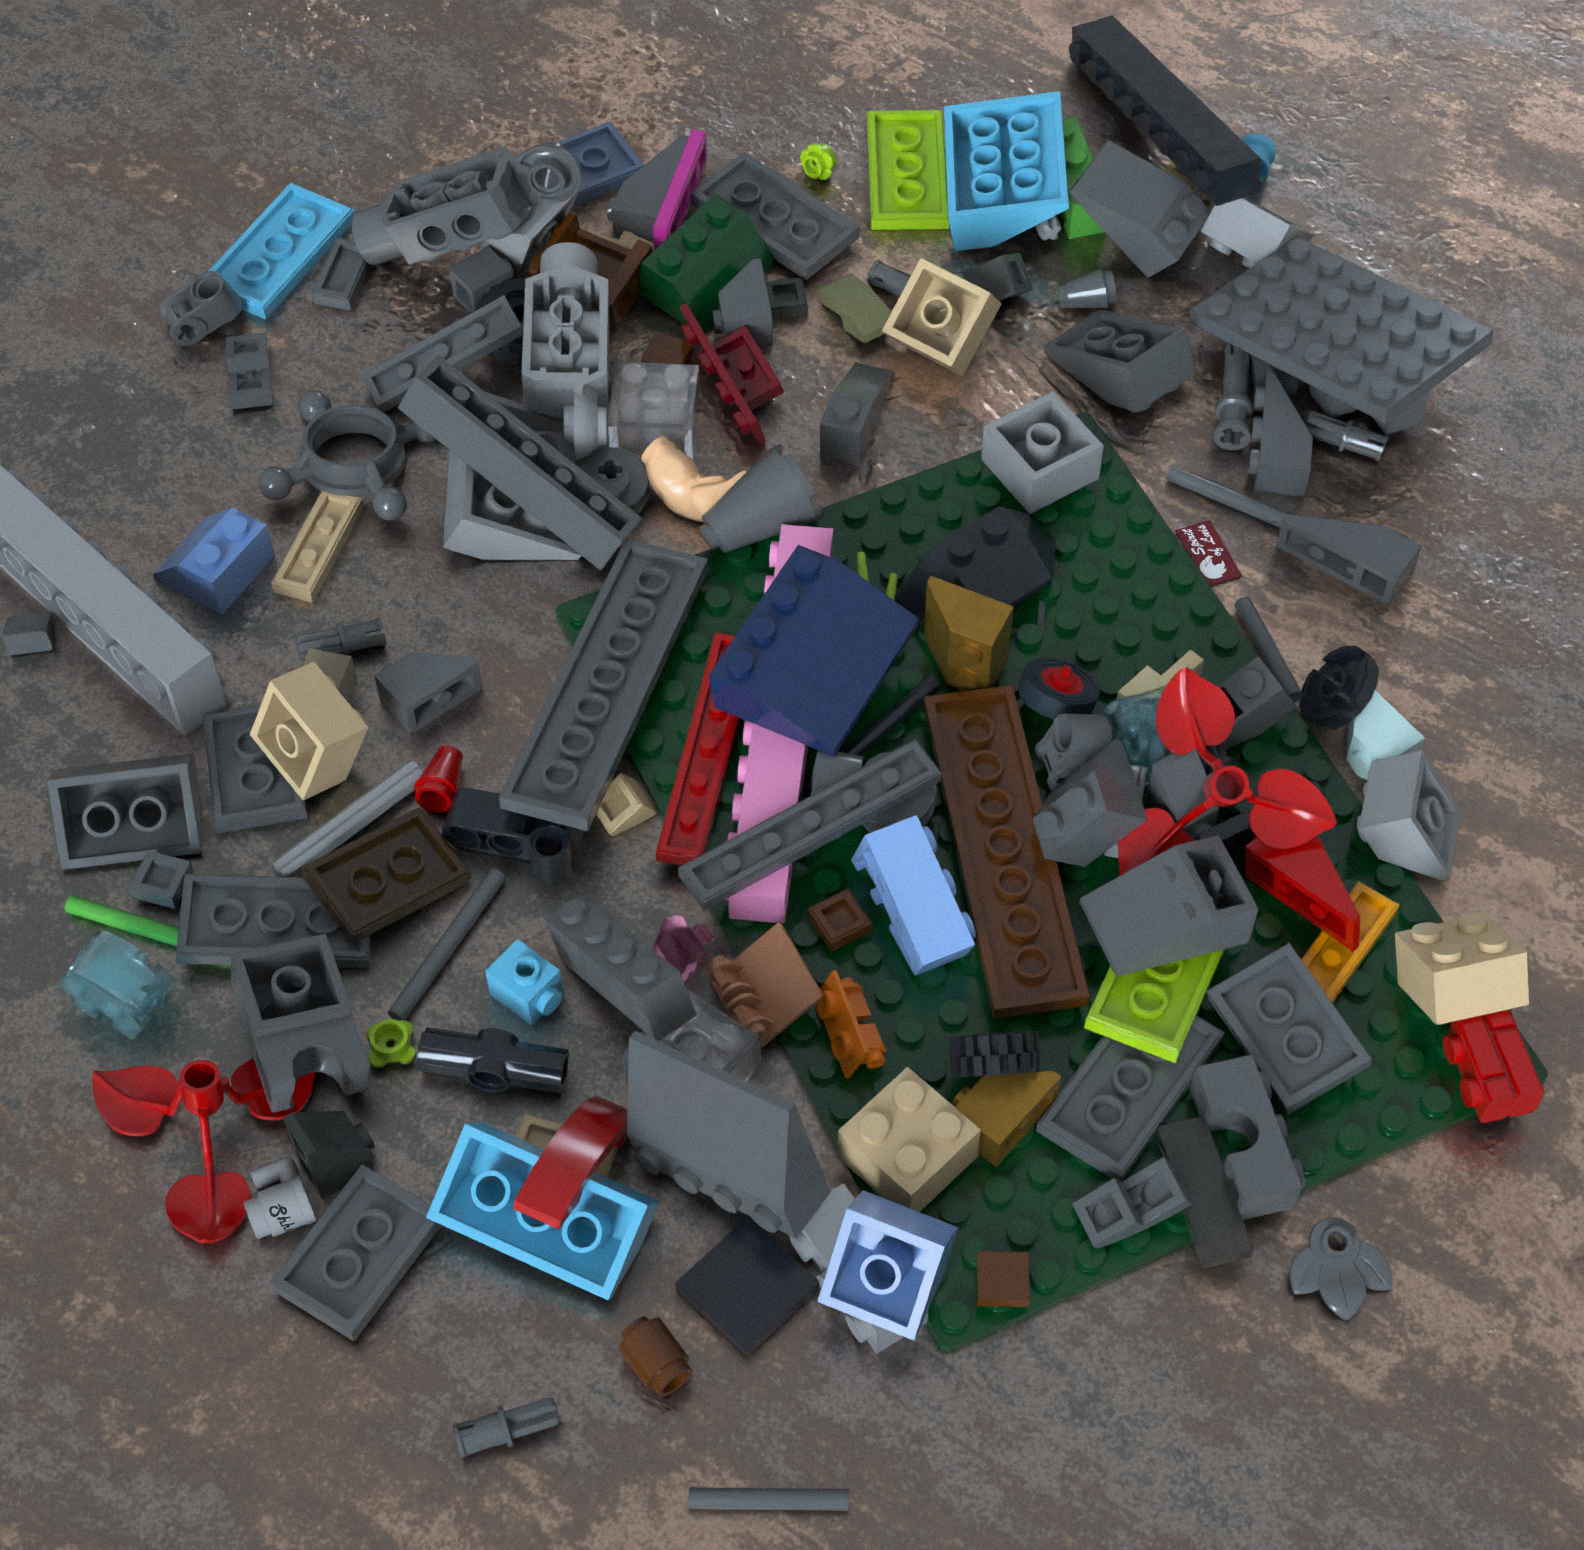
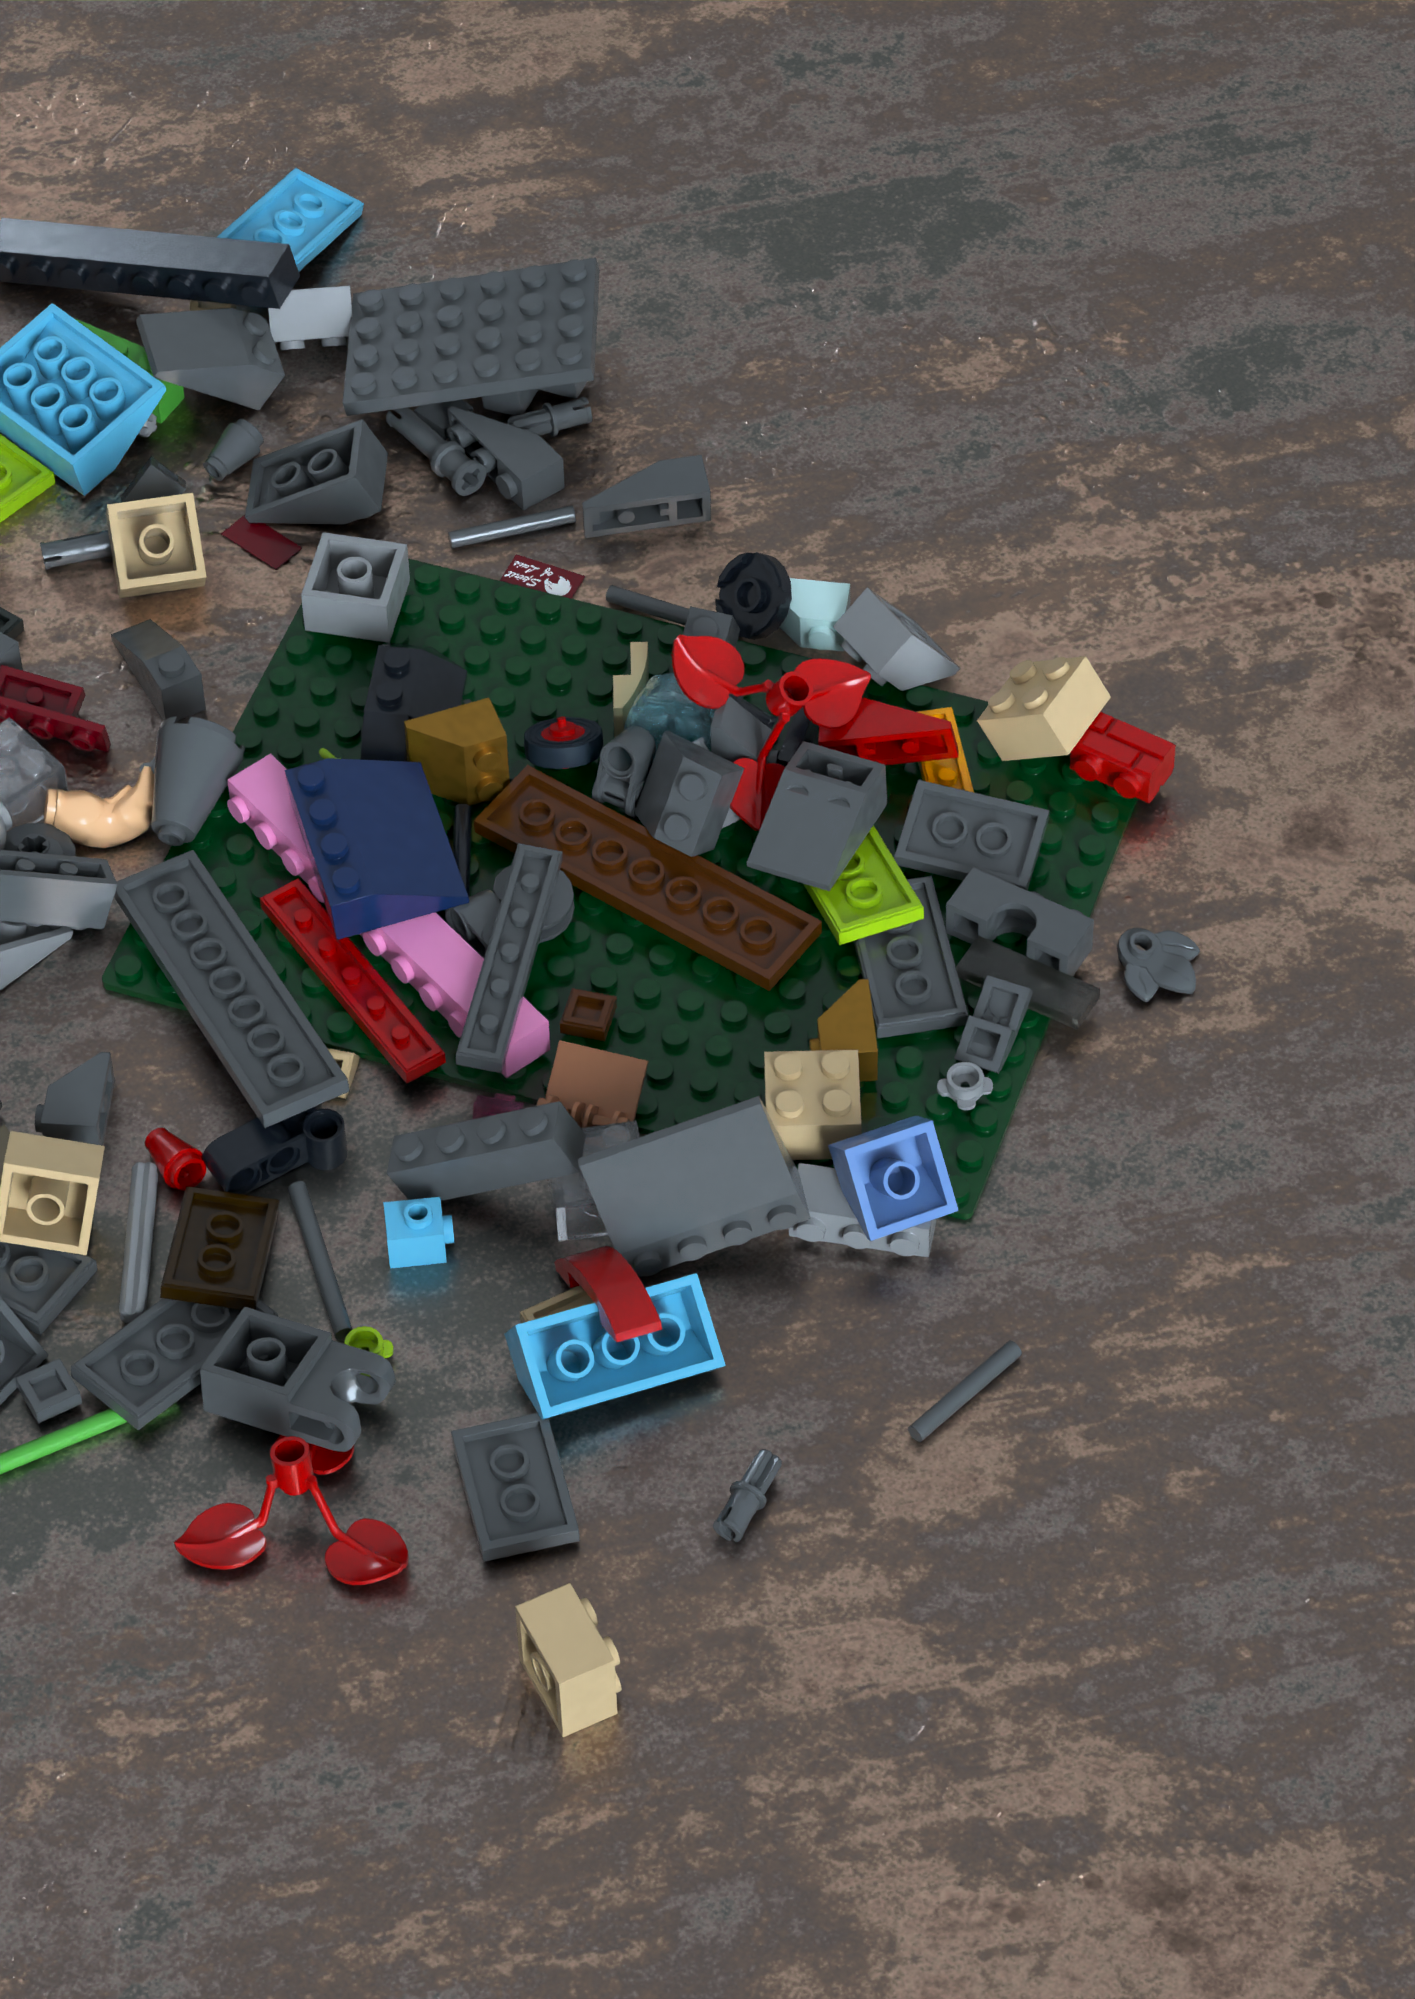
camera: 45 degrees left, 5 degrees down
(118, 982) = (121, 1469): clear light blue brick -> none
(205, 1435) = (568, 1659): none -> tan brick
(282, 1205) = (426, 1504): light grey piece -> none
(329, 1148) = (419, 1443): pearl dark grey slope -> none
(493, 1060) = (455, 1297): black piece -> none
(655, 1355) = (795, 1371): reddish brown brick -> none
(747, 1286) = (800, 1286): black tile -> none
(850, 1041) = (681, 1073): orange hinge -> none
(858, 305) = (72, 590): olive slope -> none
(915, 894) = (631, 950): light blue wedge -> none
(994, 1054) = (808, 1001): black tyre -> none
(1003, 1279) = (965, 1137): reddish brown tile -> none
(1037, 373) = (262, 542): none -> dark red sticker
(1052, 1221) = (966, 1075): none -> light grey plate
(1314, 156) = (299, 214): none -> medium azure tile

